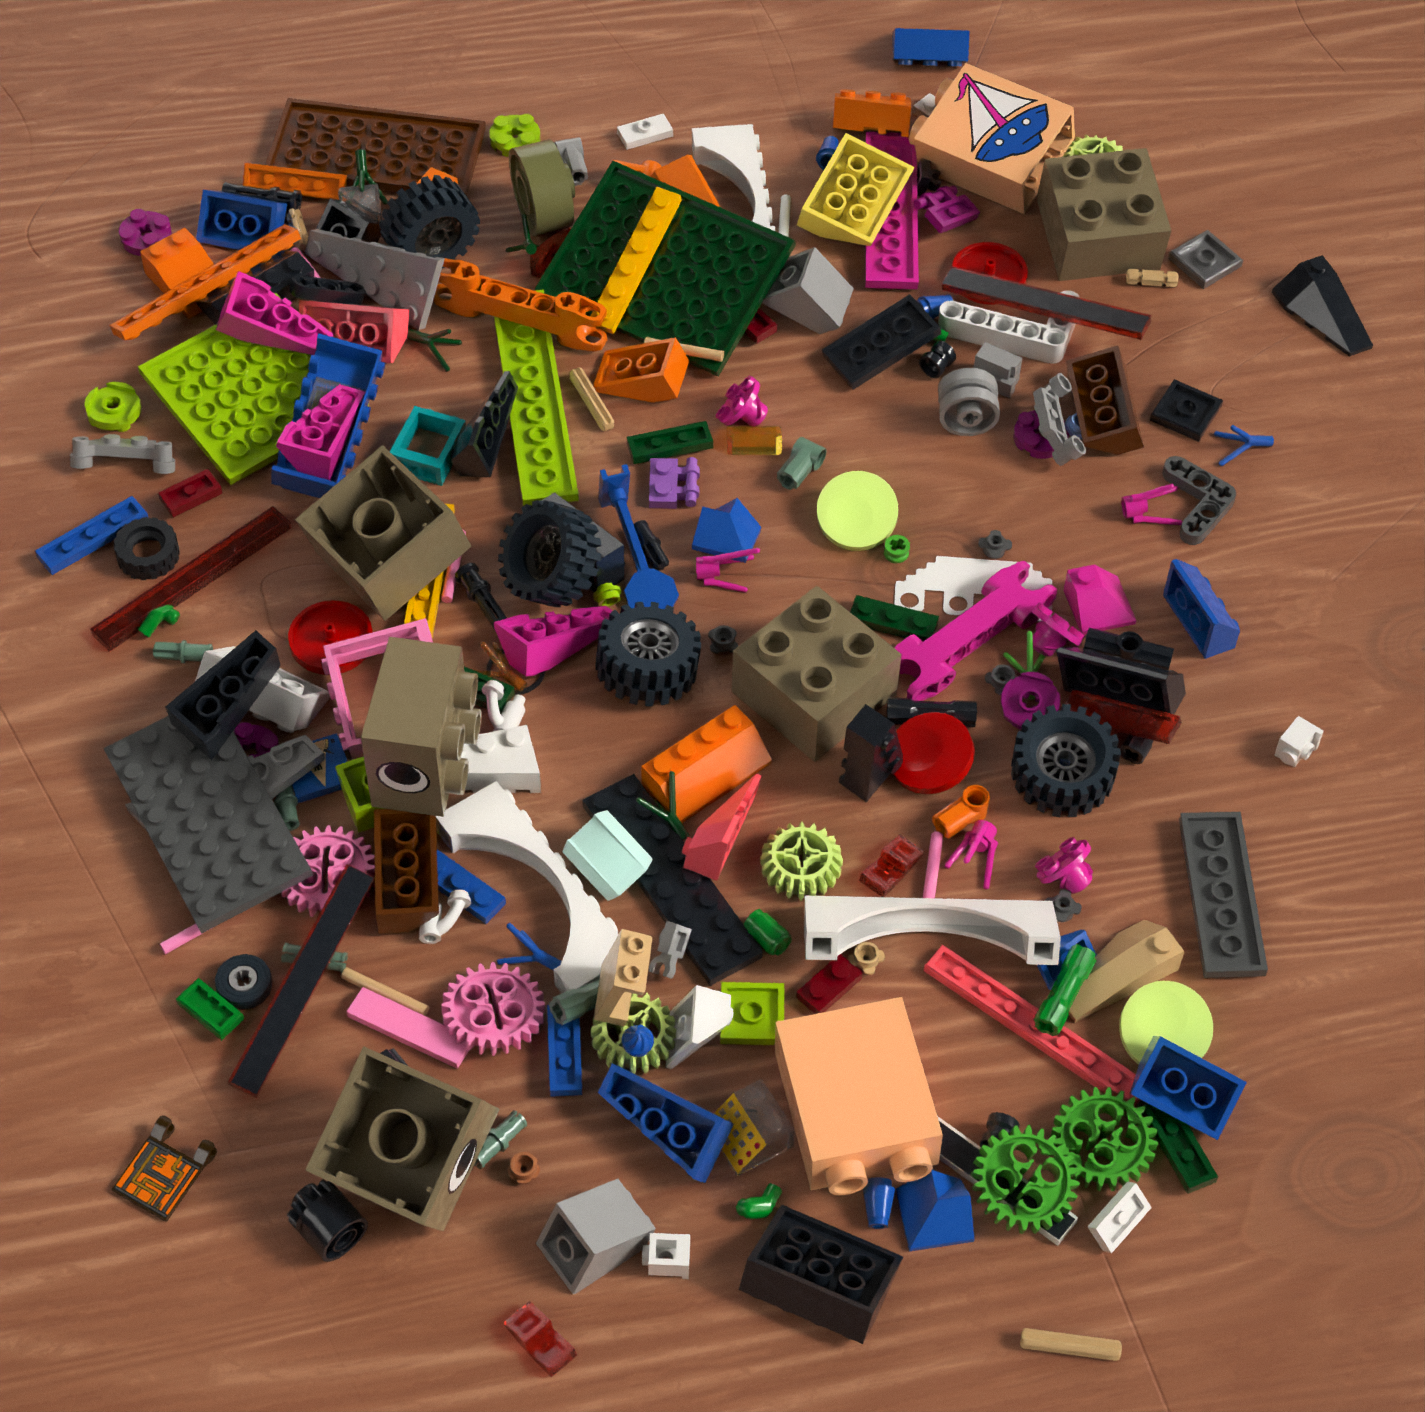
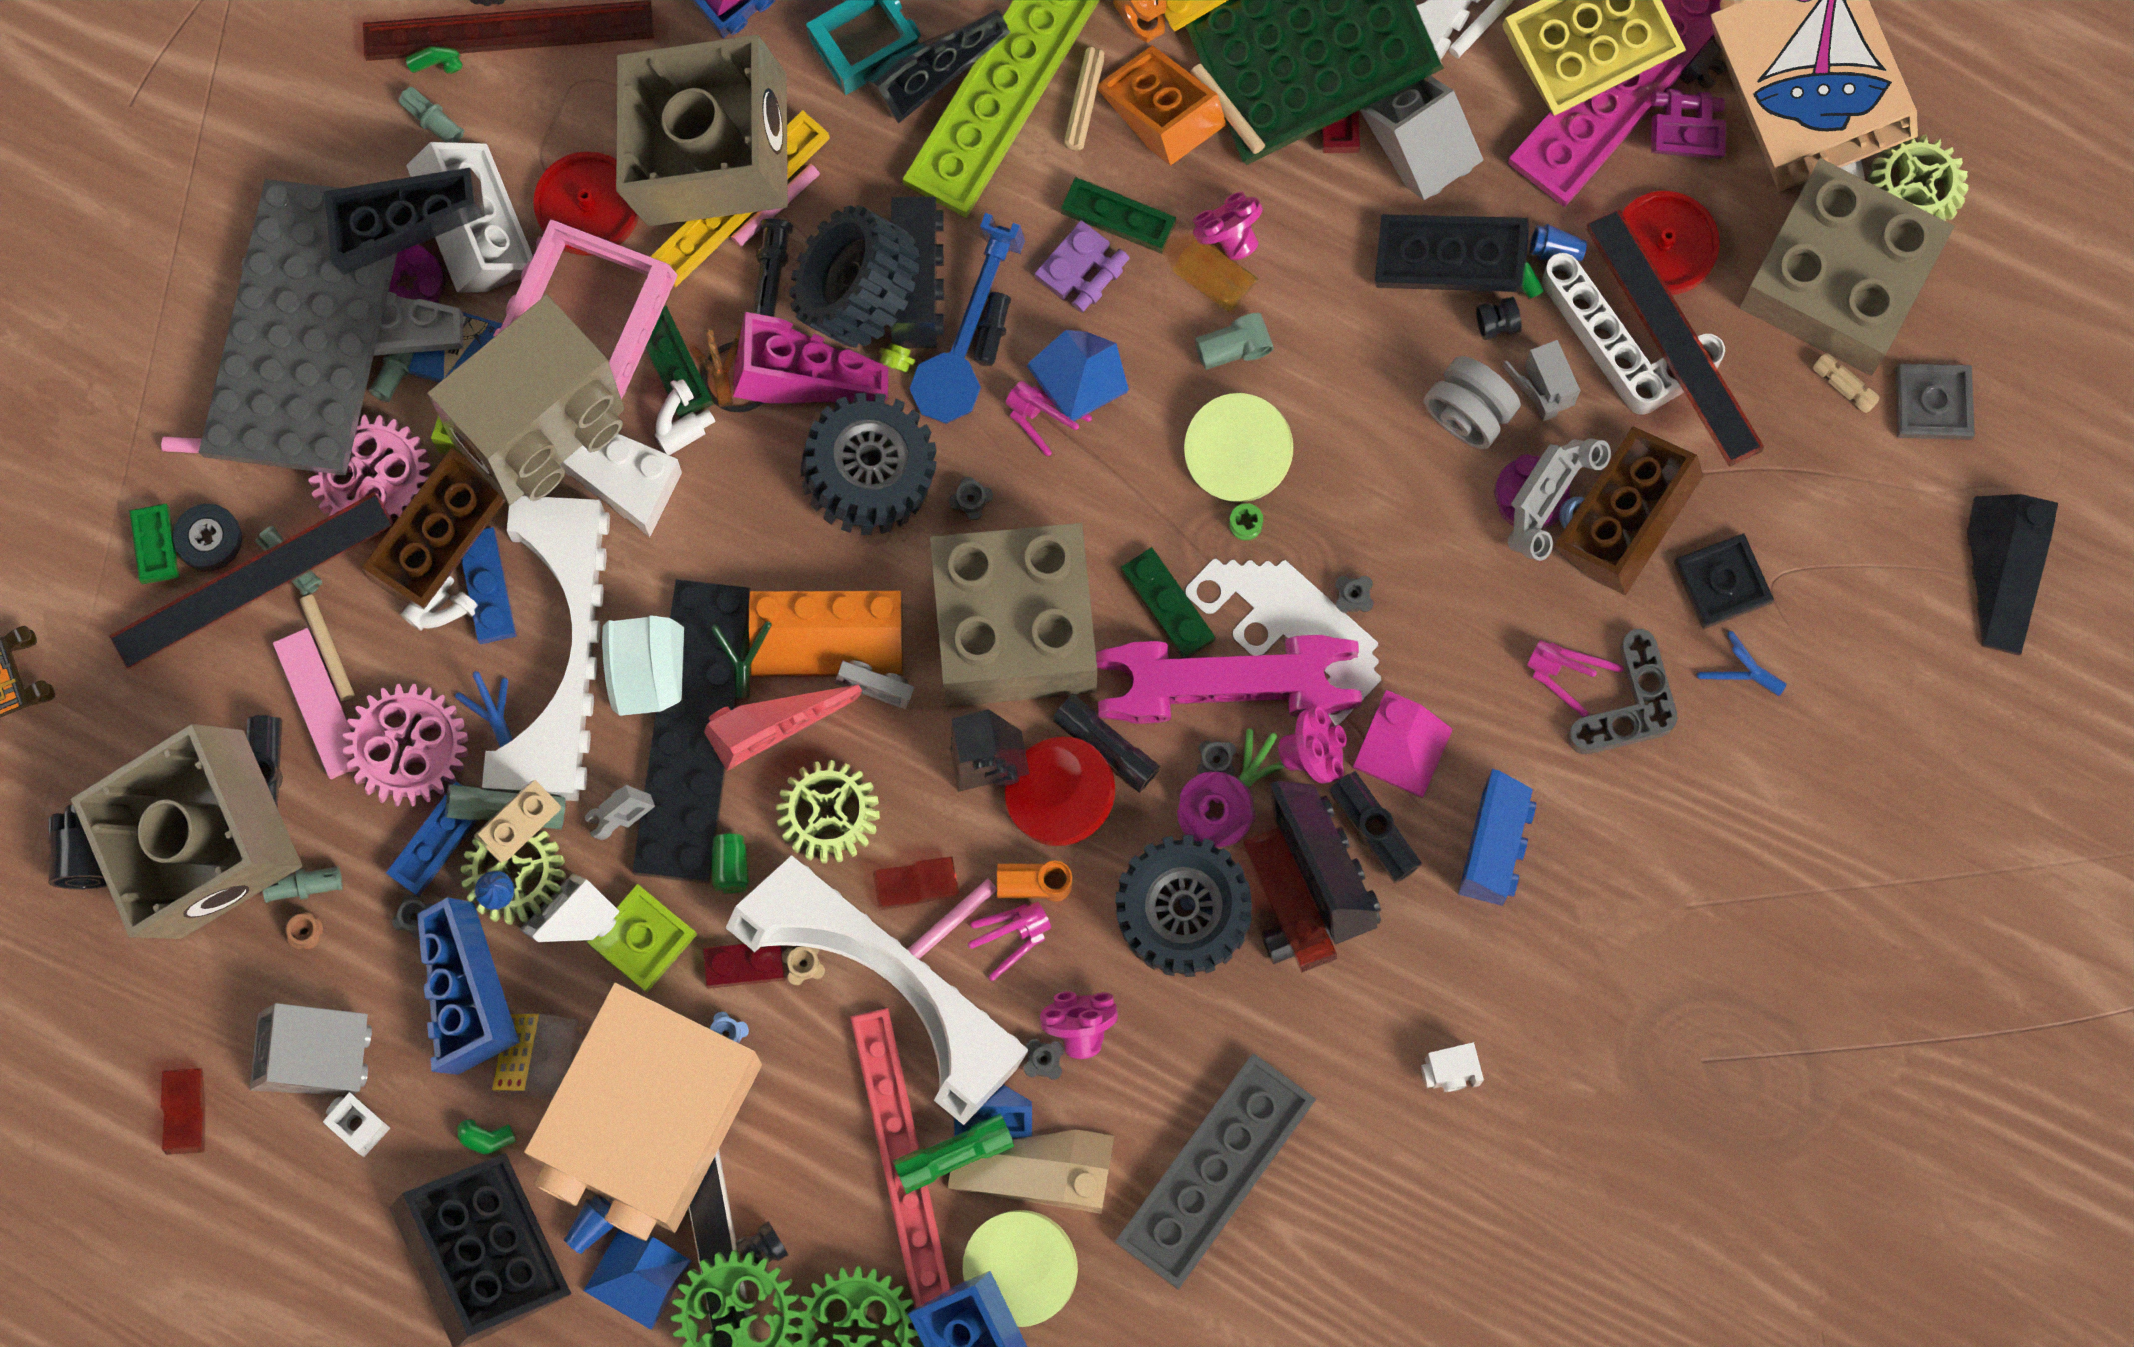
camera: 40 degrees right, 20 degrees up
(586, 1099) = (403, 920): none -> dark grey plate
(772, 768) = (888, 688): none -> light grey plate

